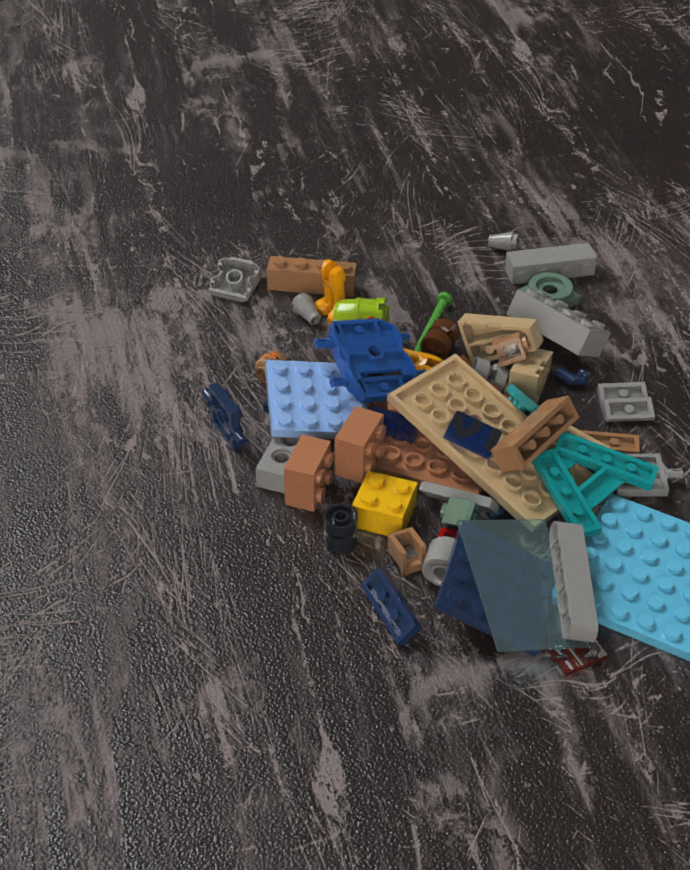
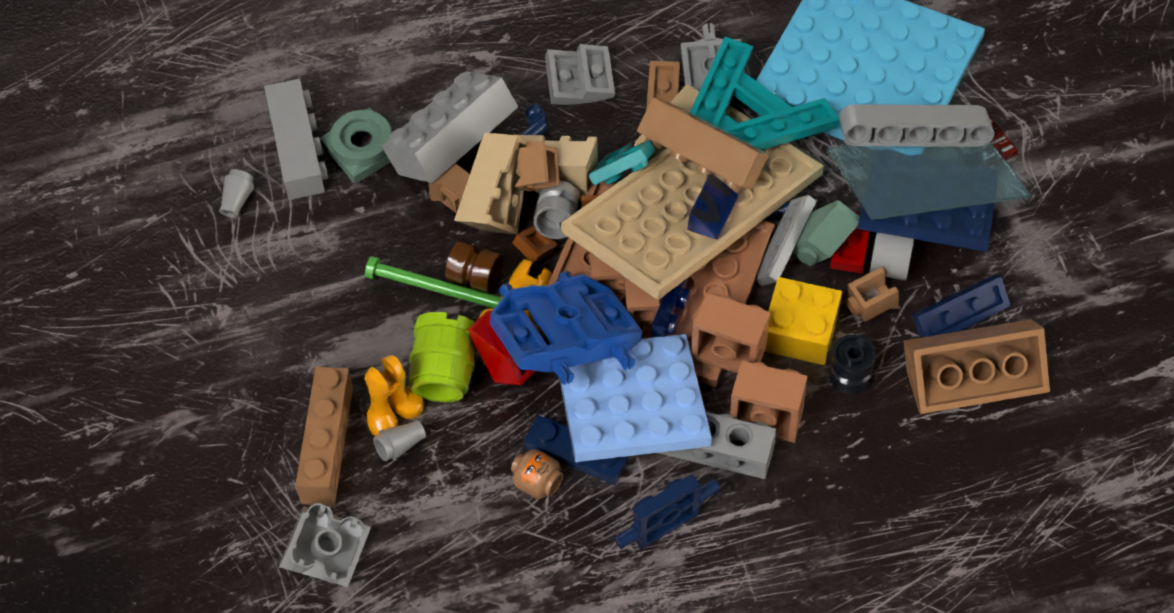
camera: 90 degrees left, 15 degrees up
(336, 610) = (977, 366): none -> medium nougat slope

